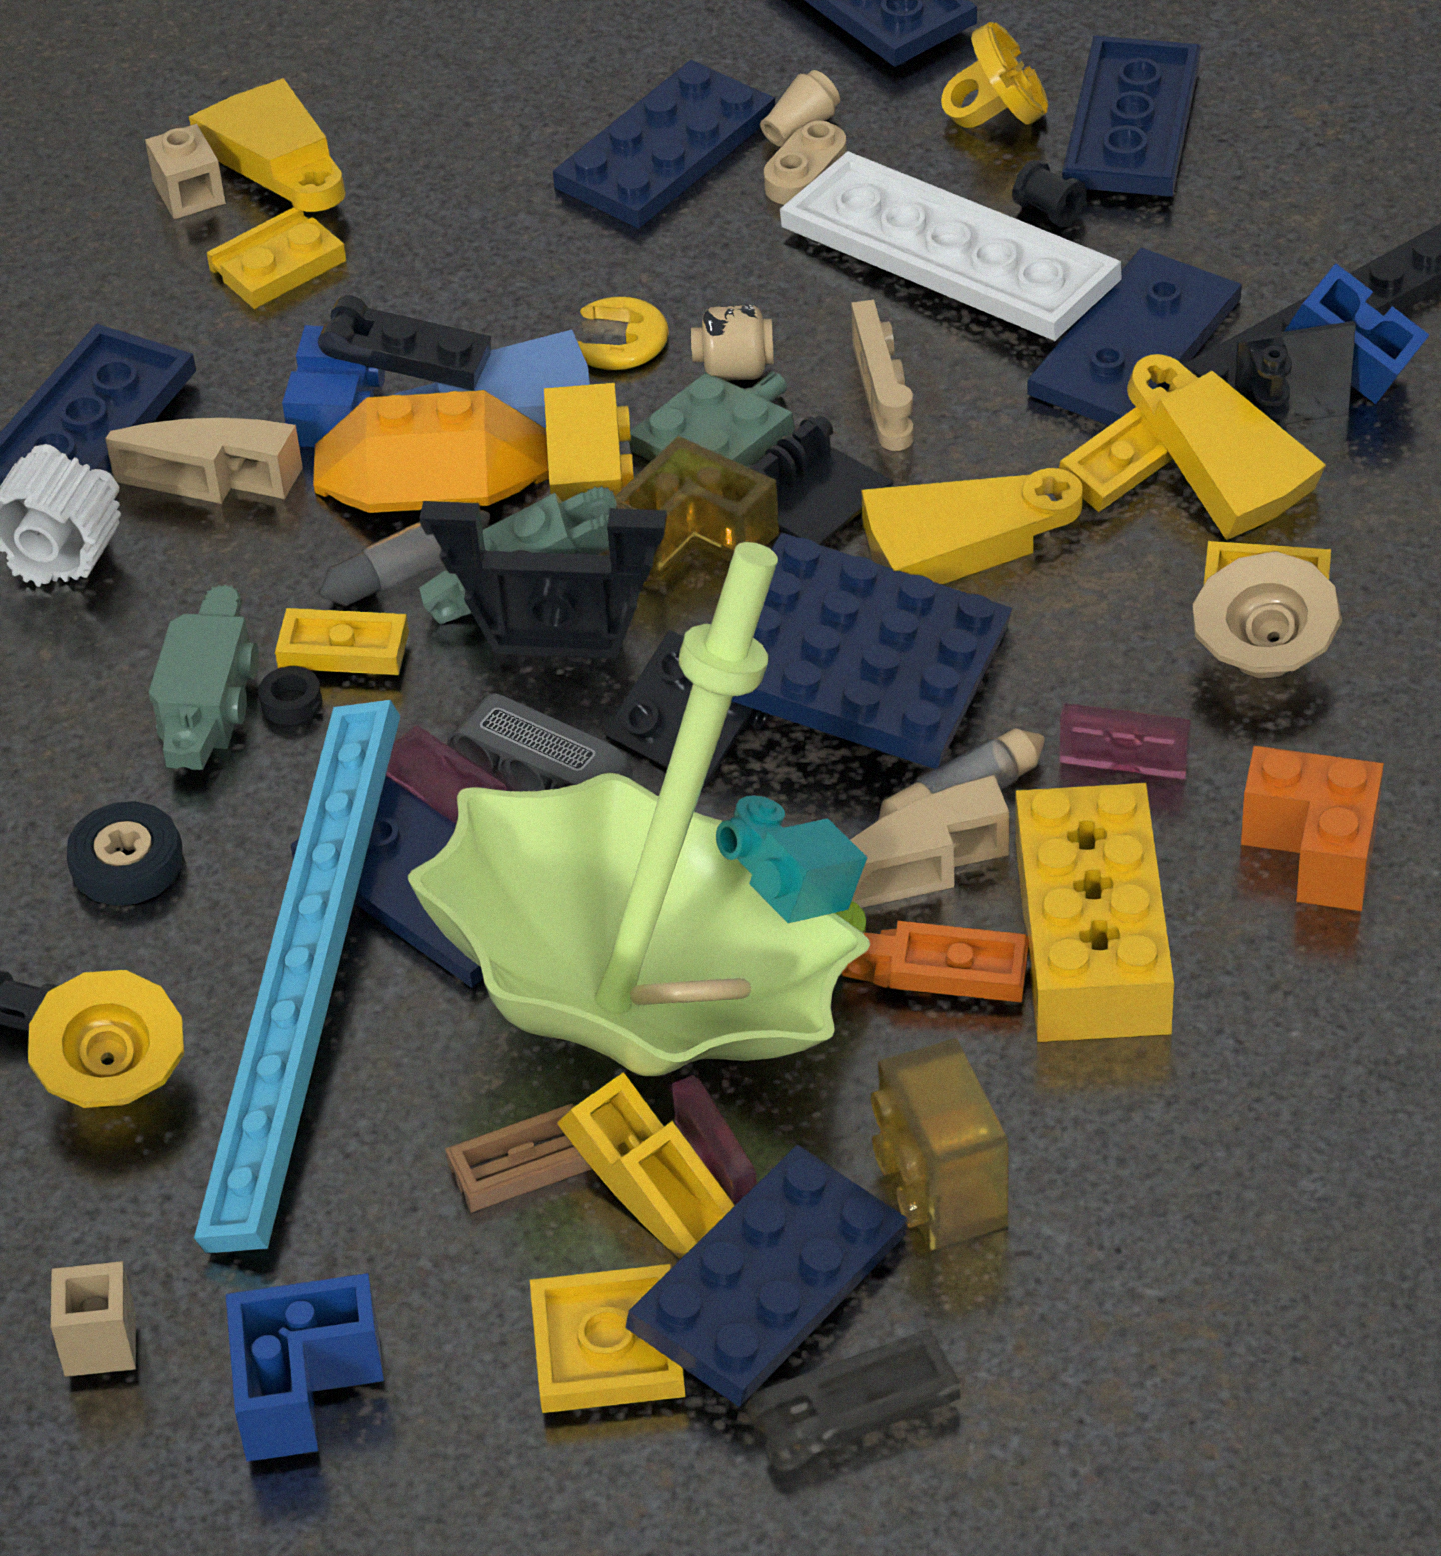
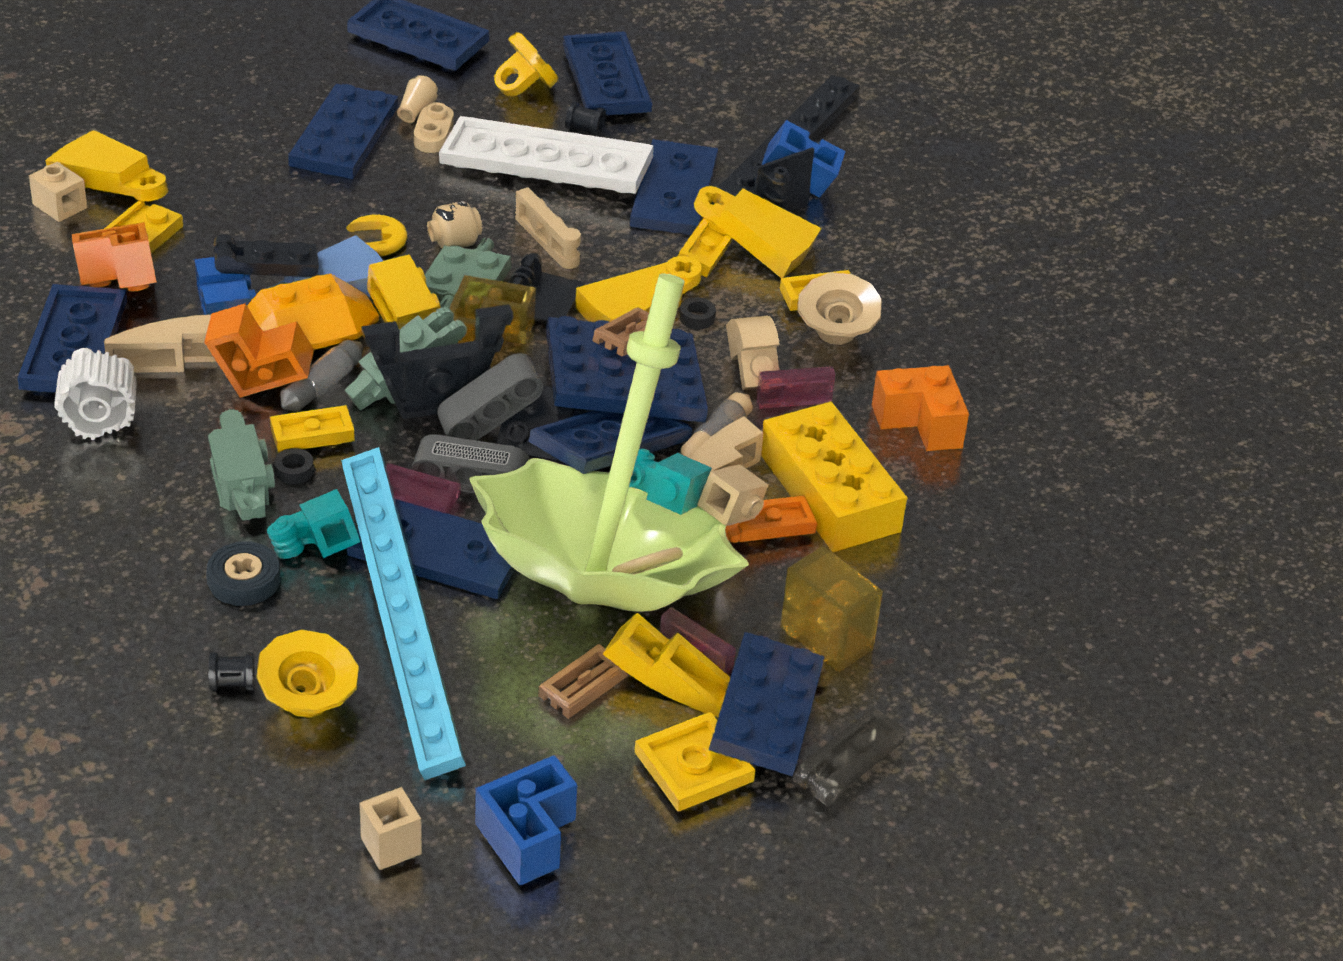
camera: 30 degrees left, 5 degrees down
(201, 297) = (115, 254): none -> orange brick
(261, 802) = (320, 522): none -> teal brick
(302, 503) = (254, 357): none -> orange brick
(611, 656) = (491, 398): none -> dark grey beam
(775, 761) = (590, 439): none -> dark blue plate
(887, 909) = (733, 495): none -> tan brick
(888, 587) = (625, 322): none -> medium nougat tile
(1048, 587) = (697, 321): none -> black piece
(1088, 655) = (754, 346): none -> tan brick

